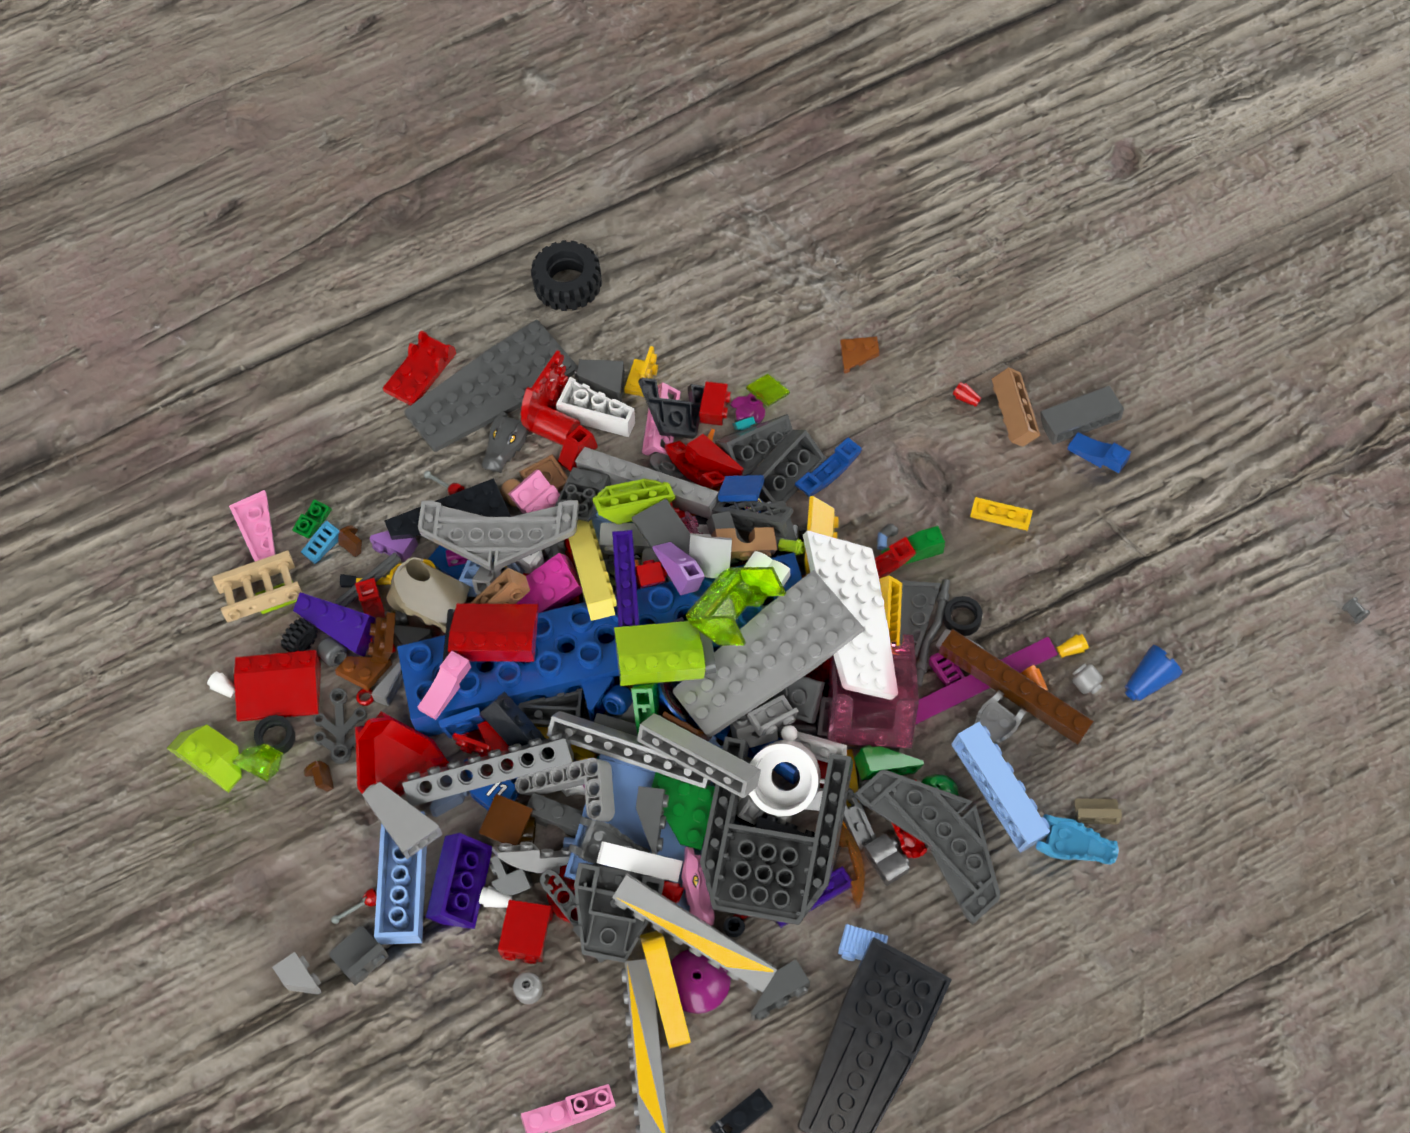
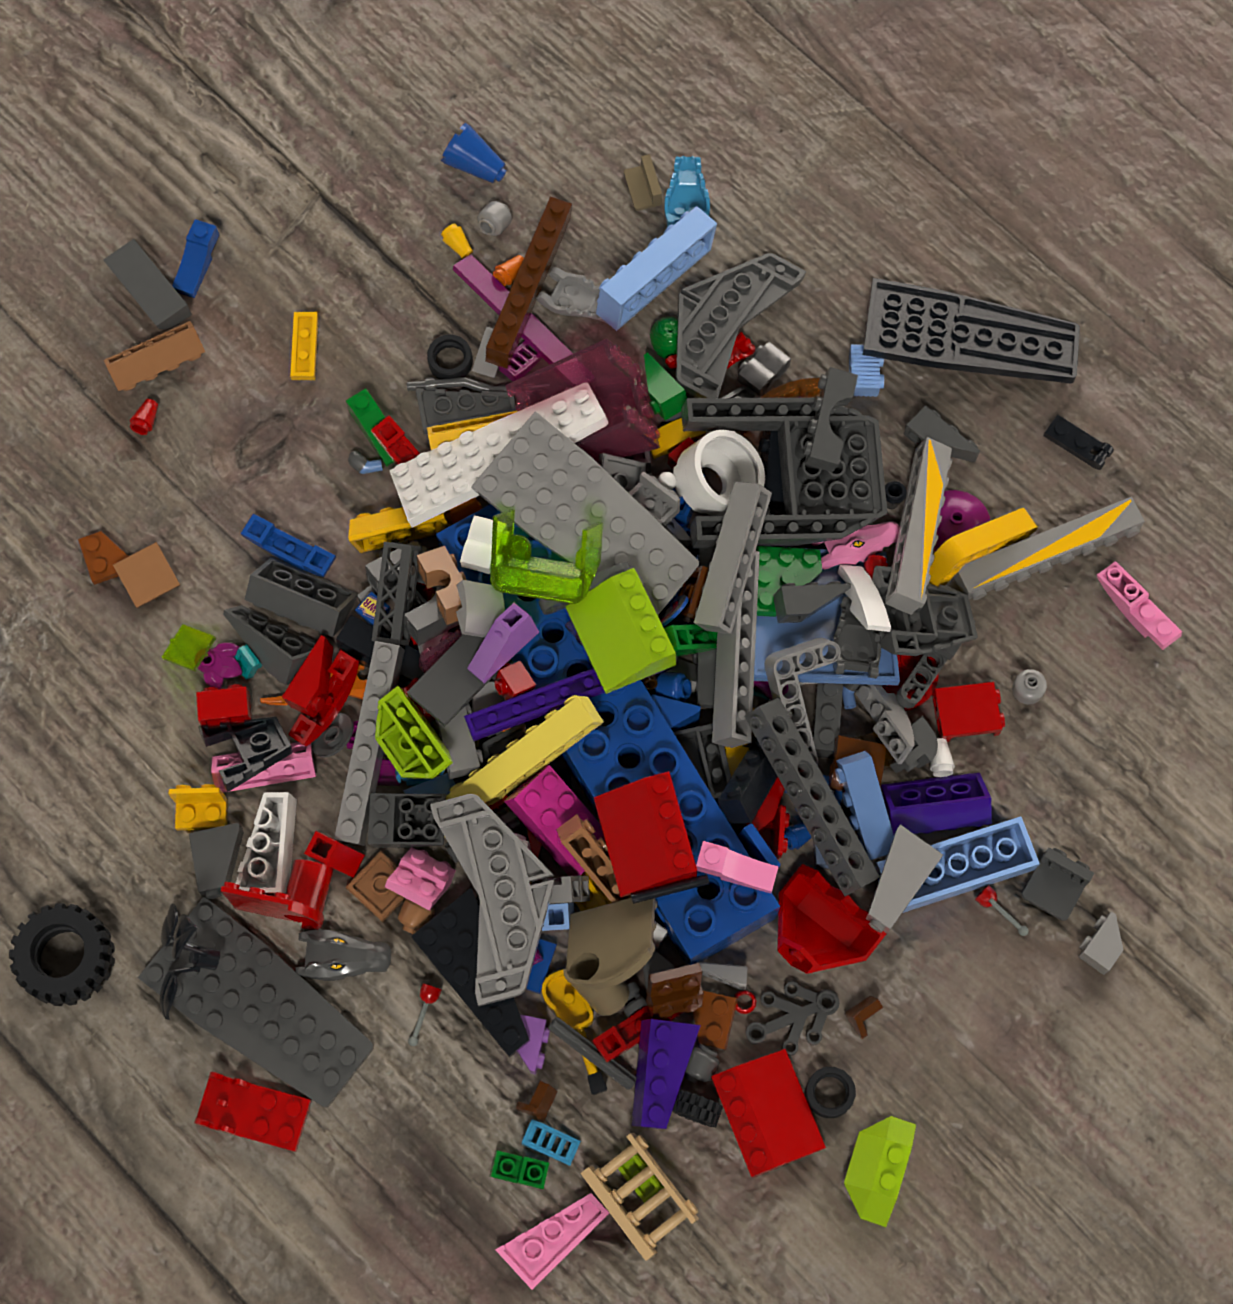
camera: 110 degrees left, 10 degrees up
(221, 684) = (784, 1189): white cone -> none
(260, 761) = (871, 1094): clear neon green slope -> none
(474, 815) = (865, 803): none -> medium blue brick
(531, 350) = (201, 957): none -> black plant
(741, 488) = (358, 620): blue tile -> none
(778, 861) = (824, 446): none -> dark grey arch
(796, 547) = (428, 537): lime pin -> none
(821, 747) = (668, 447): white tile -> none
(834, 373) = (146, 575): none -> medium nougat tile

